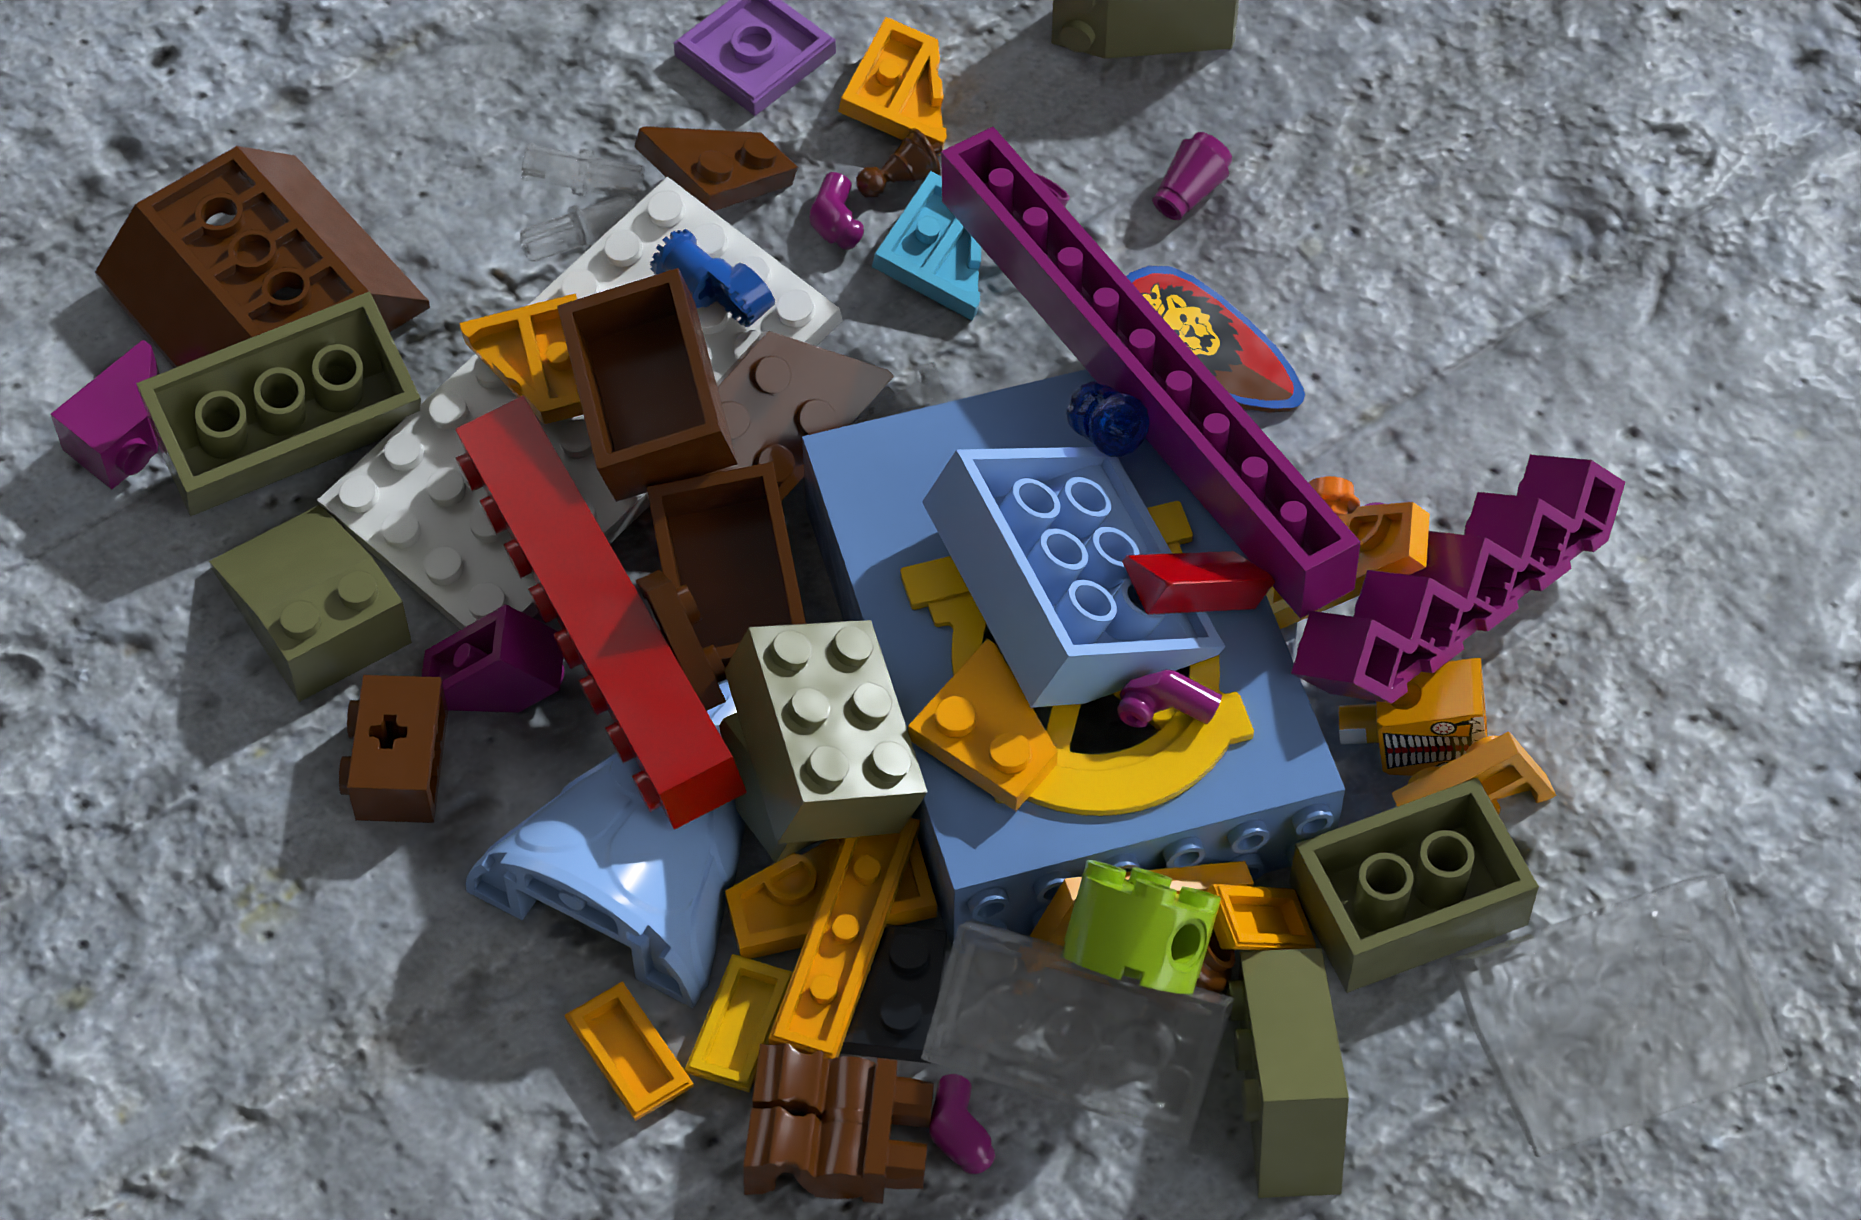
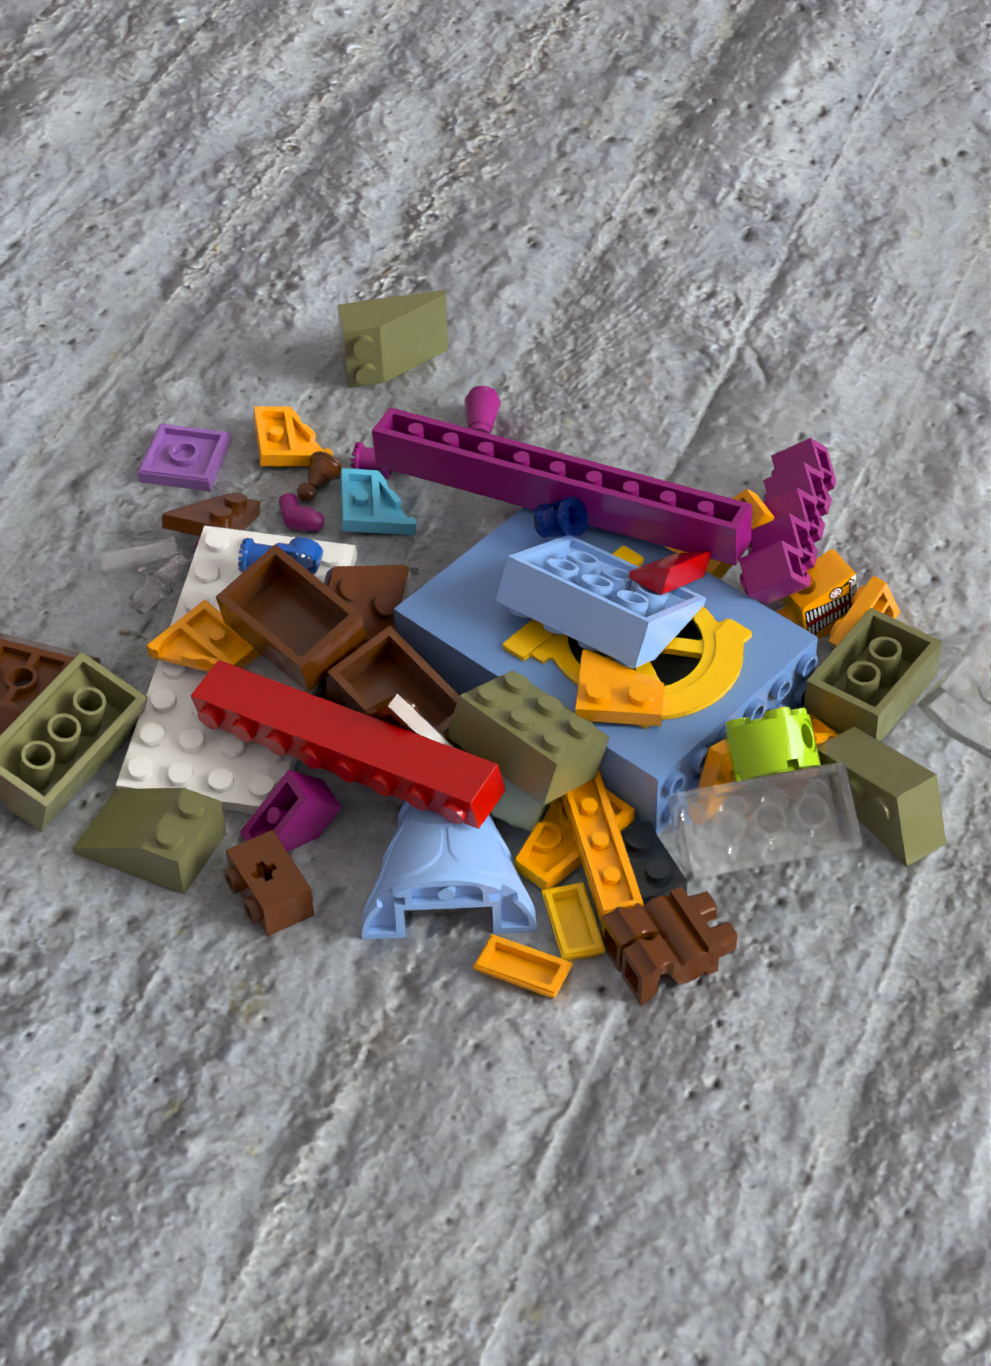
camera: 30 degrees left, 10 degrees down
(956, 1129) = (735, 910): magenta arm -> none
(1163, 691) = (697, 627): magenta arm -> none

